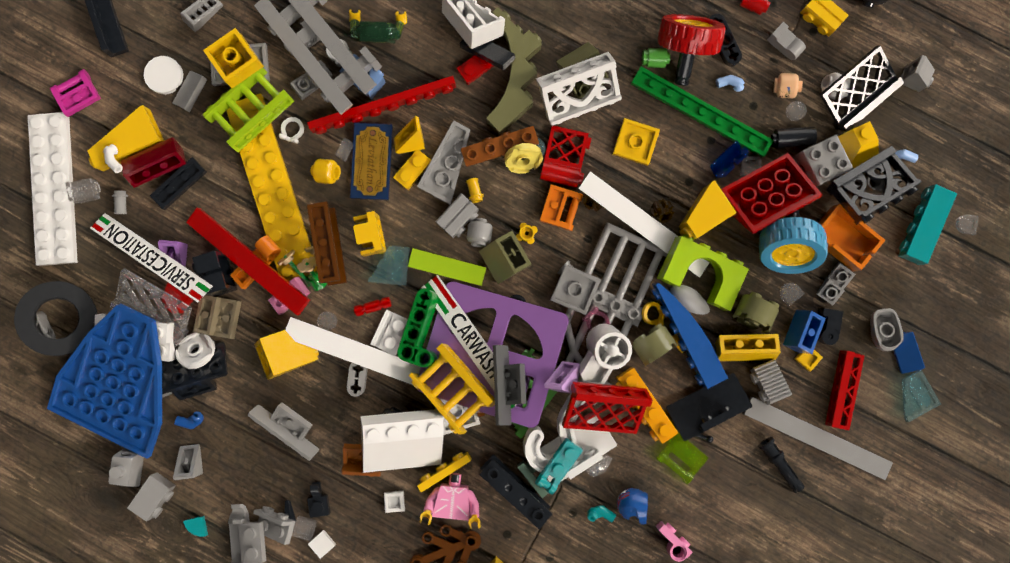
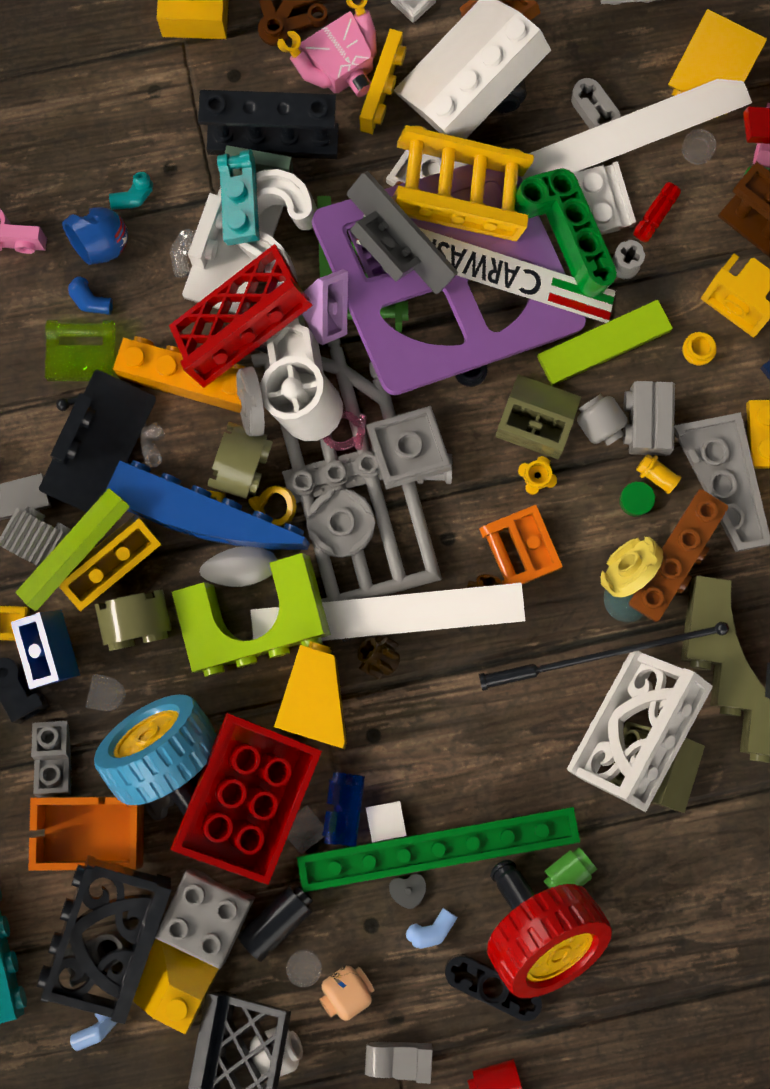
camera: 145 degrees right, 5 degrees down
(392, 267) = (676, 282): clear light blue wing -> none
(408, 230) = (699, 348): none -> yellow plate
(411, 297) = (631, 249): none -> light grey bush
(492, 187) = (637, 499): none -> green tile
(564, 171) = (563, 597): red piece -> none
(601, 152) = (532, 671): none -> black piece
(631, 281) = (340, 523): none -> light grey tile
(633, 362) = (251, 400): none -> light grey tile
(636, 142) = (495, 729): yellow tile -> none
(662, 480) = (85, 300): none -> blue arm
(686, 387) = (150, 450): none -> clear arm
(713, 141) = (386, 821): none -> white tile
(727, 106) = (408, 891): none -> dark grey piece
(761, 363) = (72, 549): none -> lime tile

